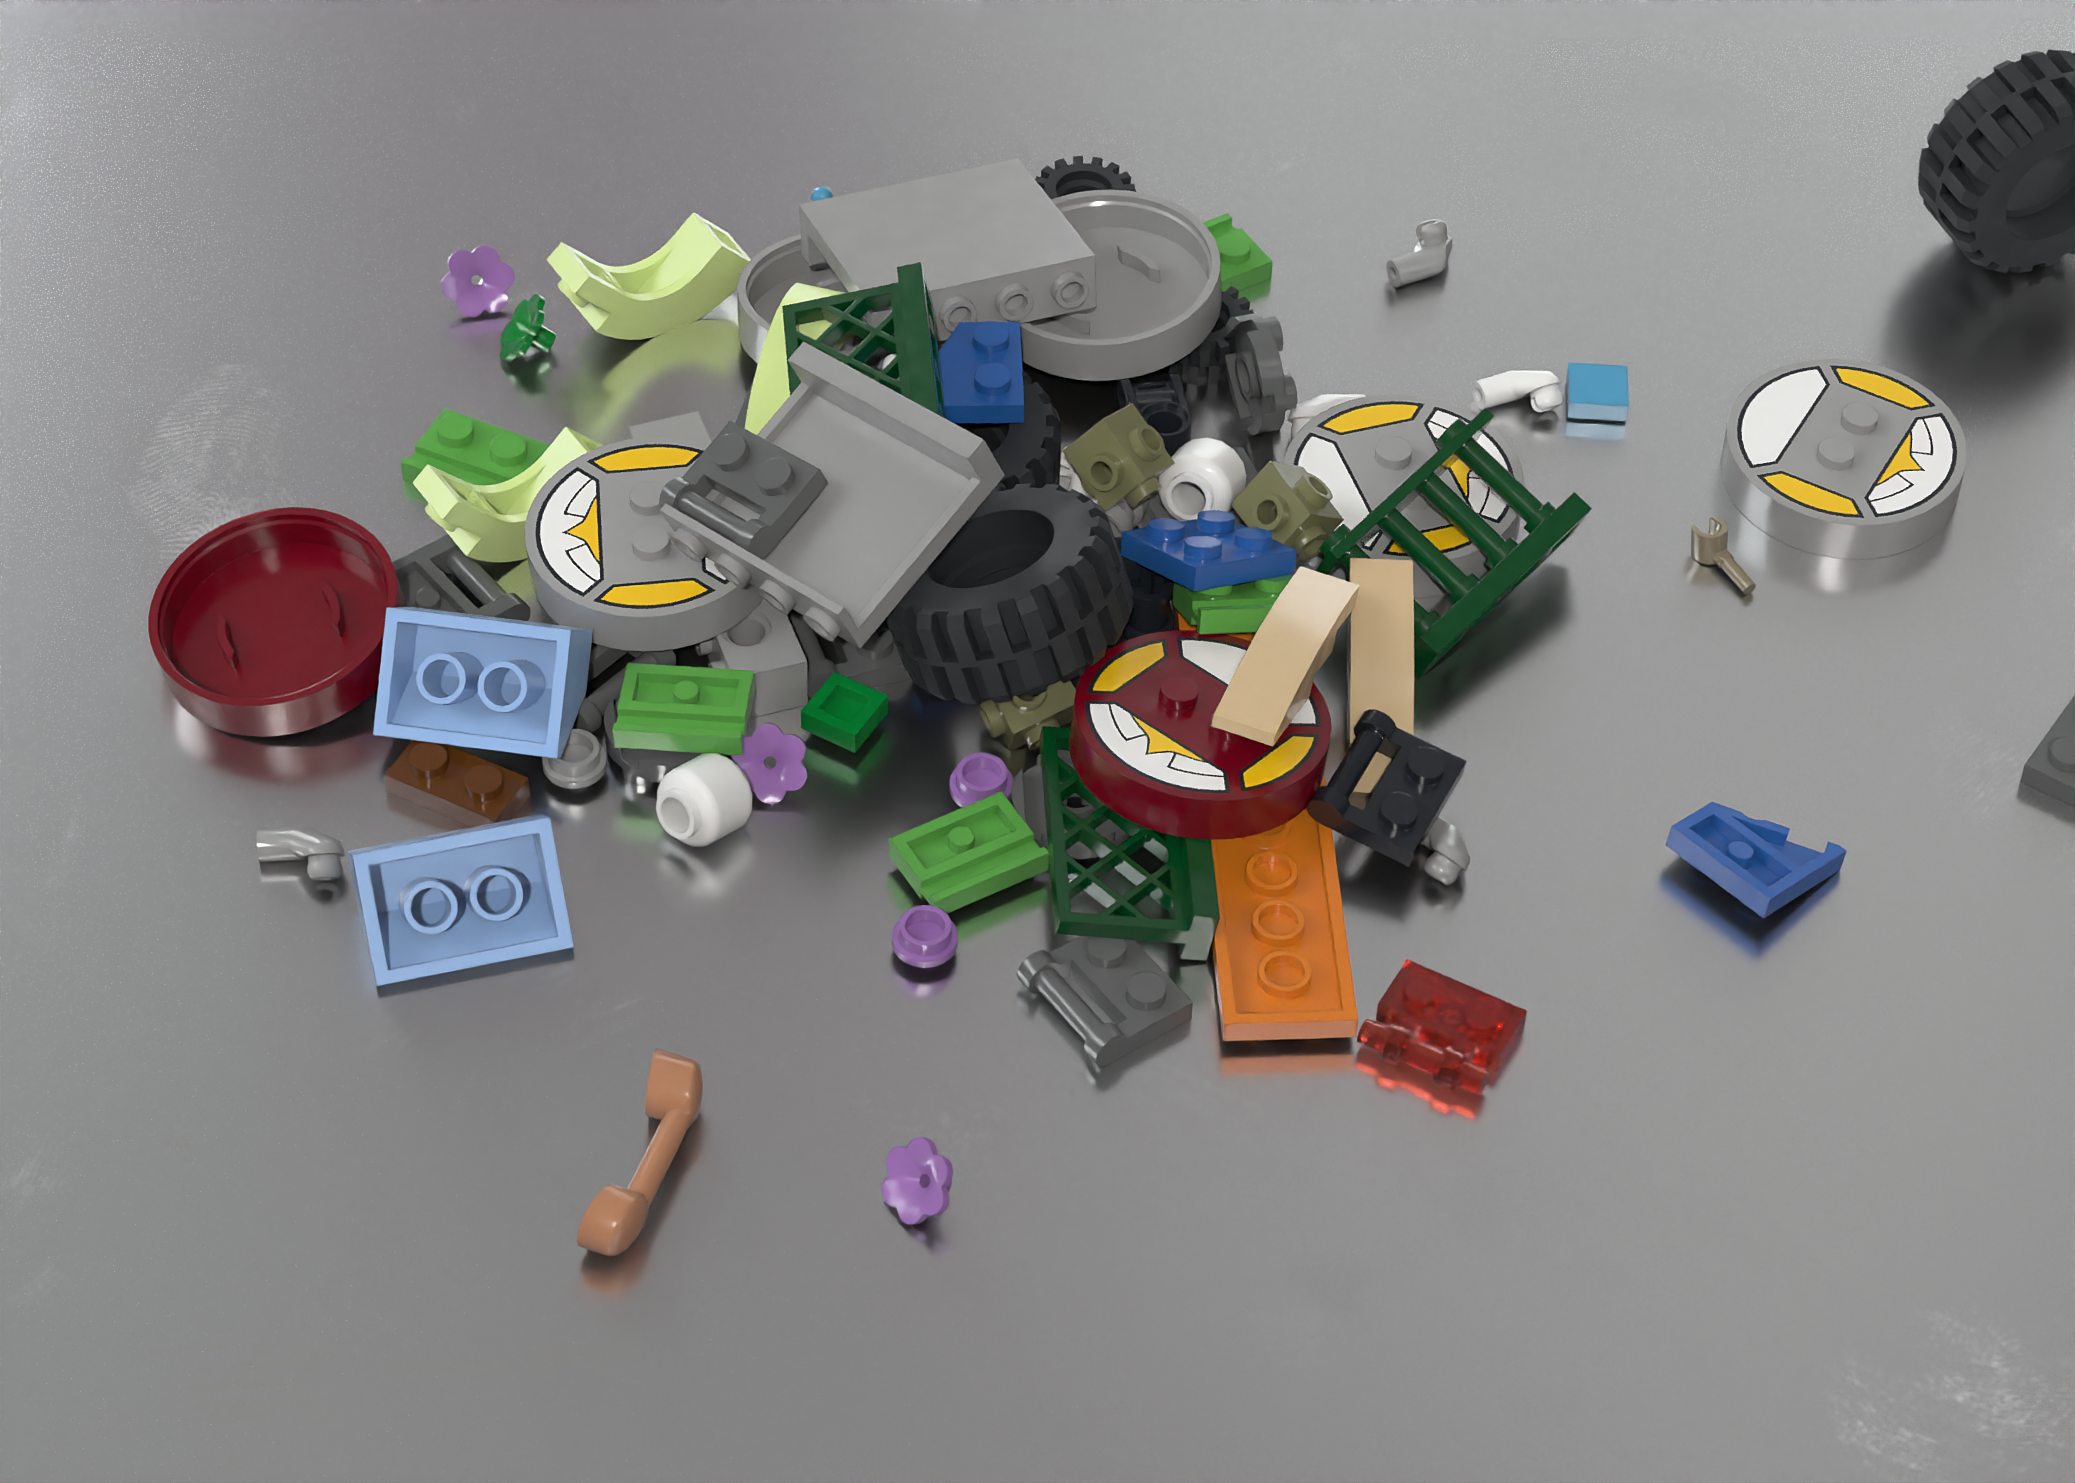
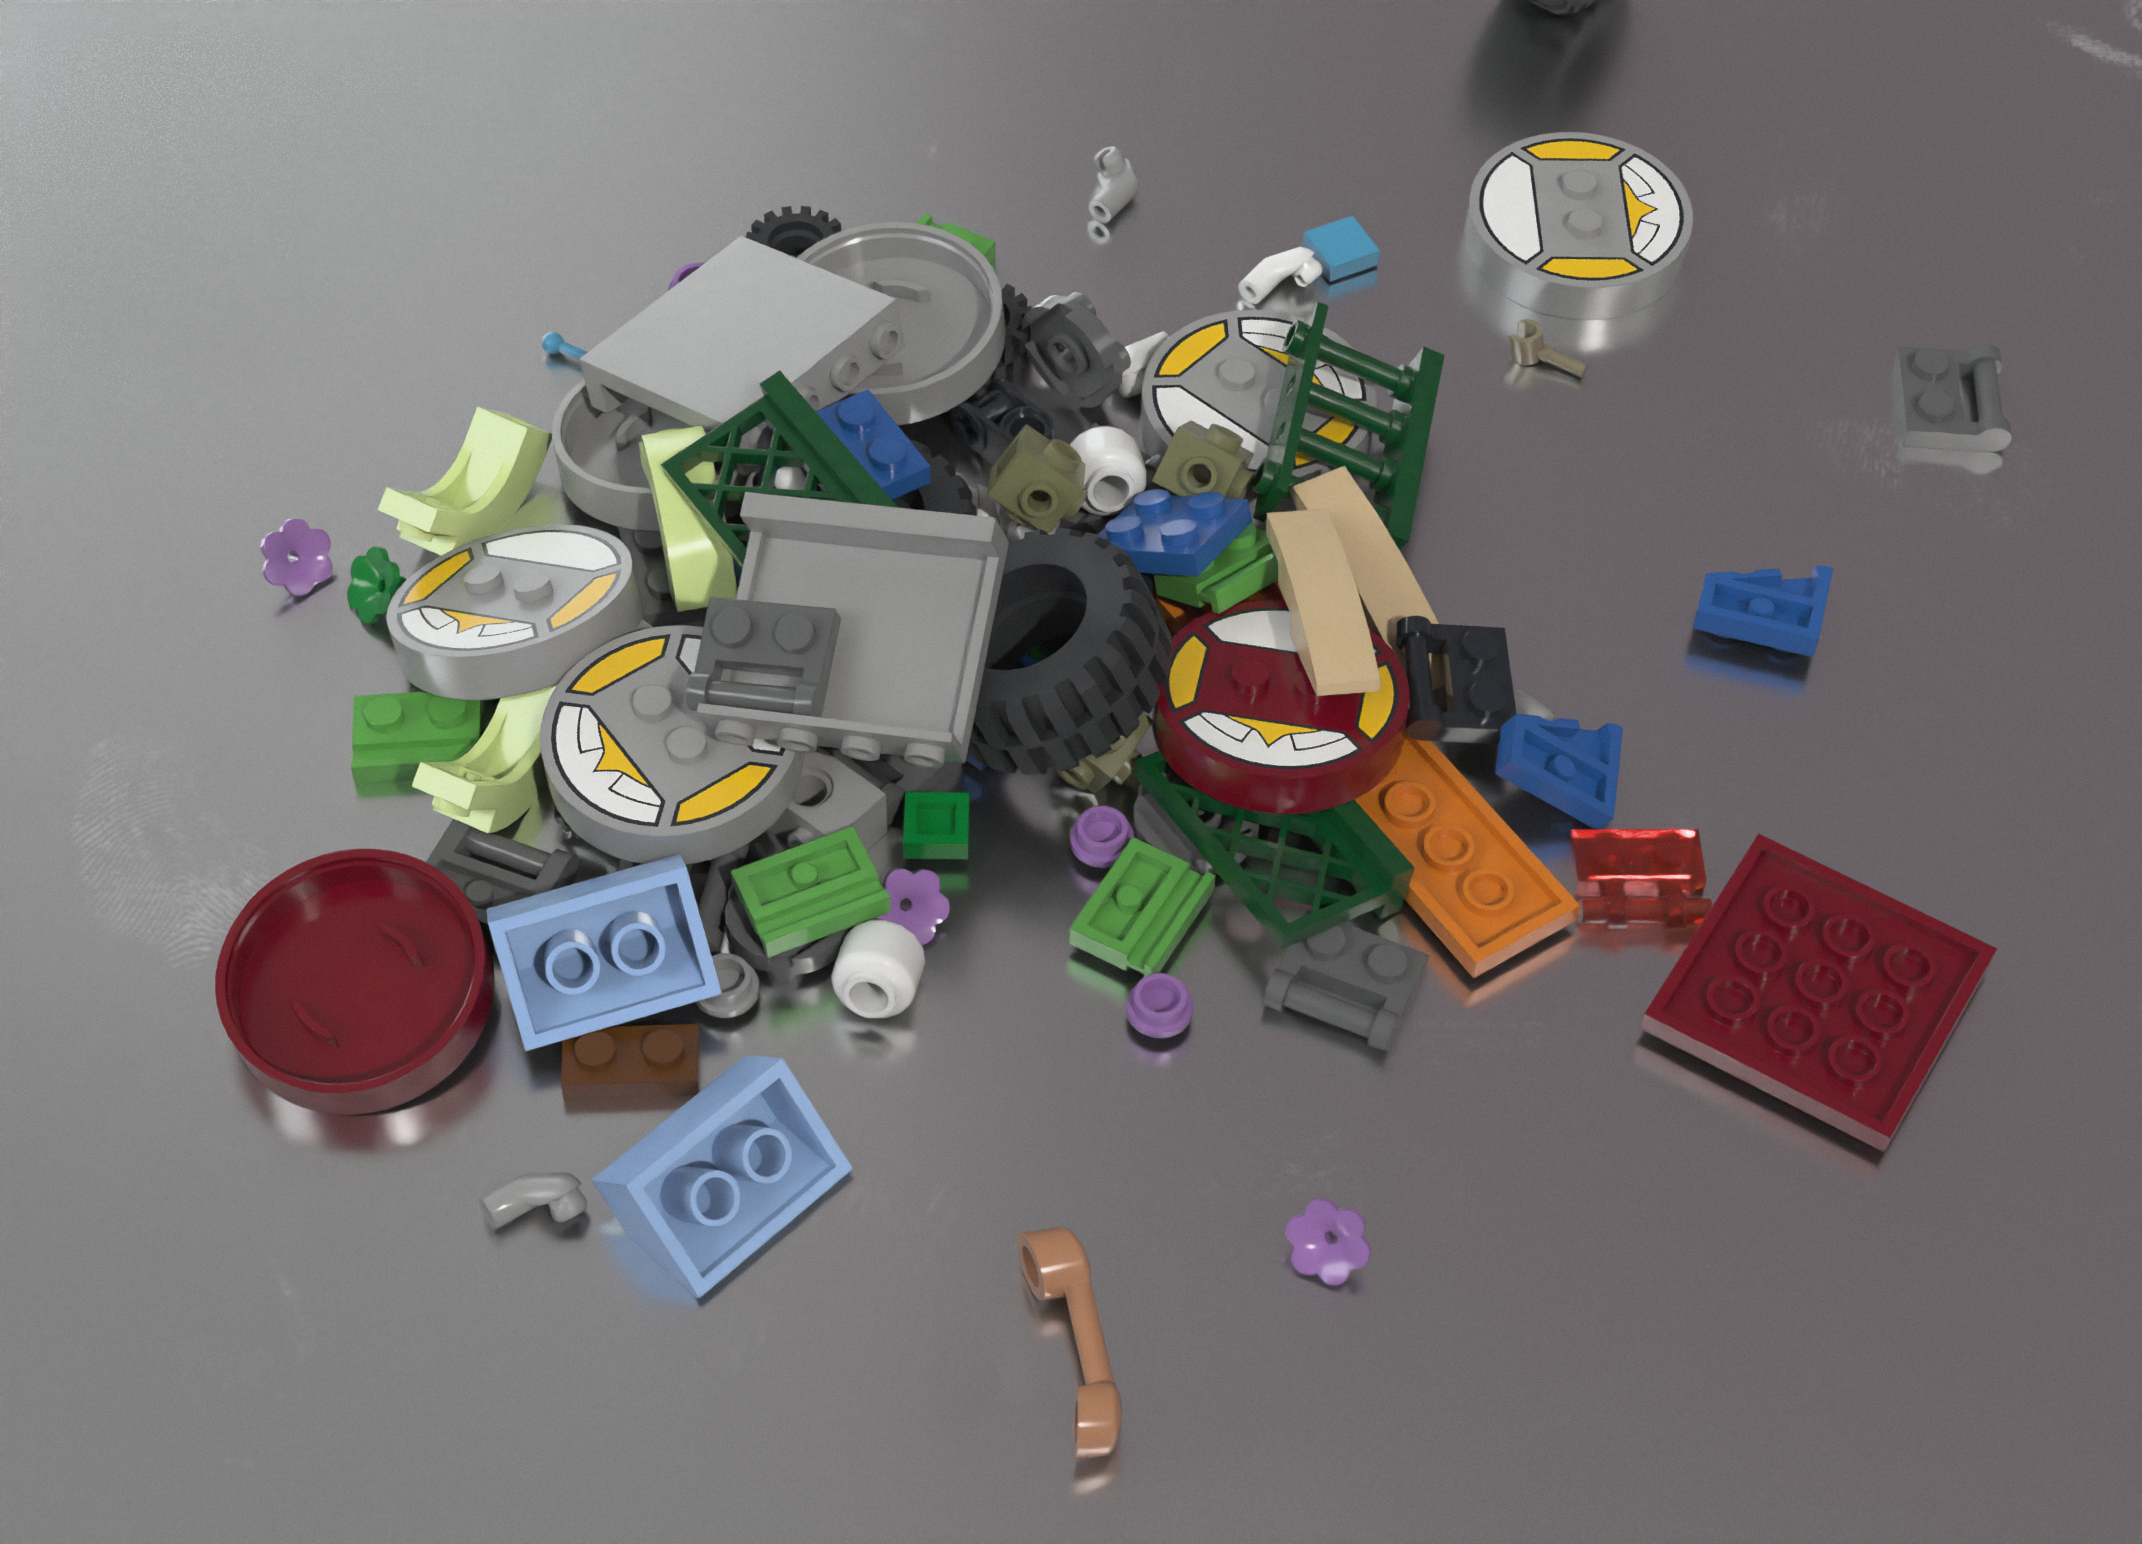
camera: 30 degrees left, 5 degrees up
(608, 385) = (513, 610): none -> light grey piece
(1436, 898) = (1563, 764): none -> blue wing
(1531, 1191) = (1819, 991): none -> dark red plate

